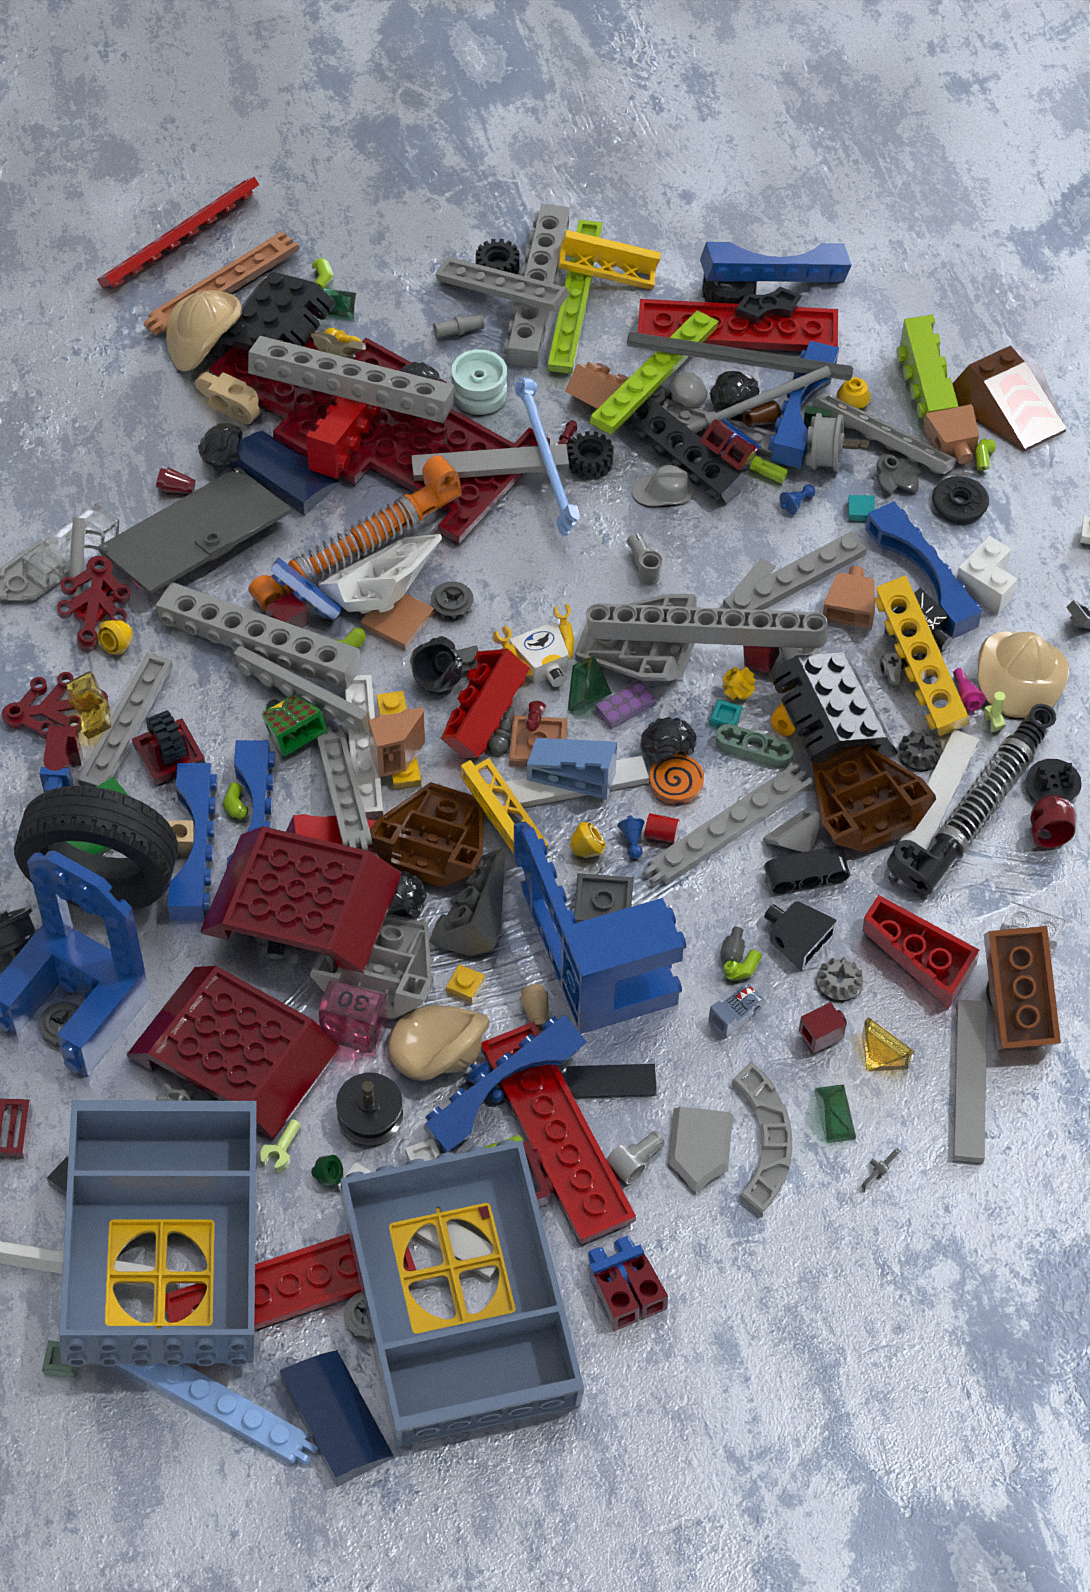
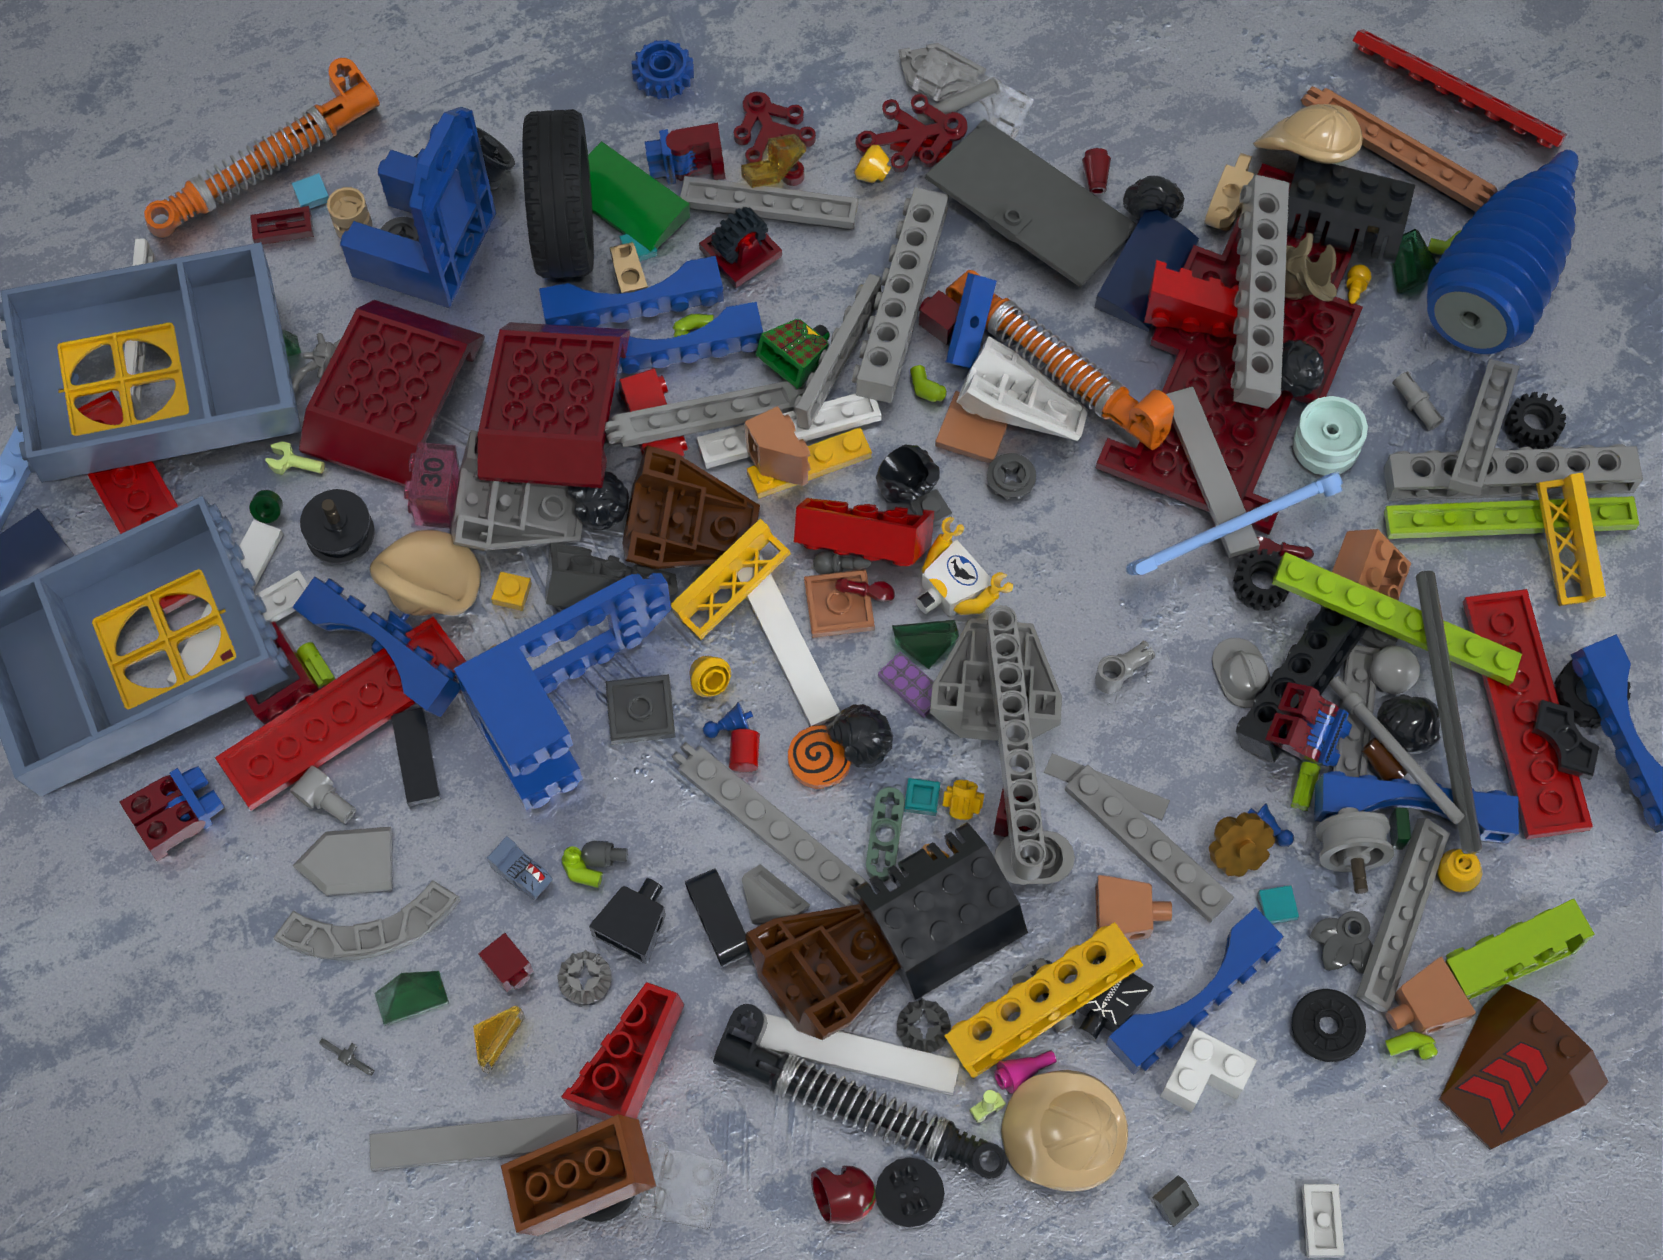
camera: 80 degrees right, 10 degrees up
(27, 1058) = (347, 206): none -> tan wheel
(364, 230) = (1506, 261): none -> blue cone
(574, 765) = (796, 637): medium blue wedge -> none
(811, 513) = (1241, 844): none -> pearl gold plant

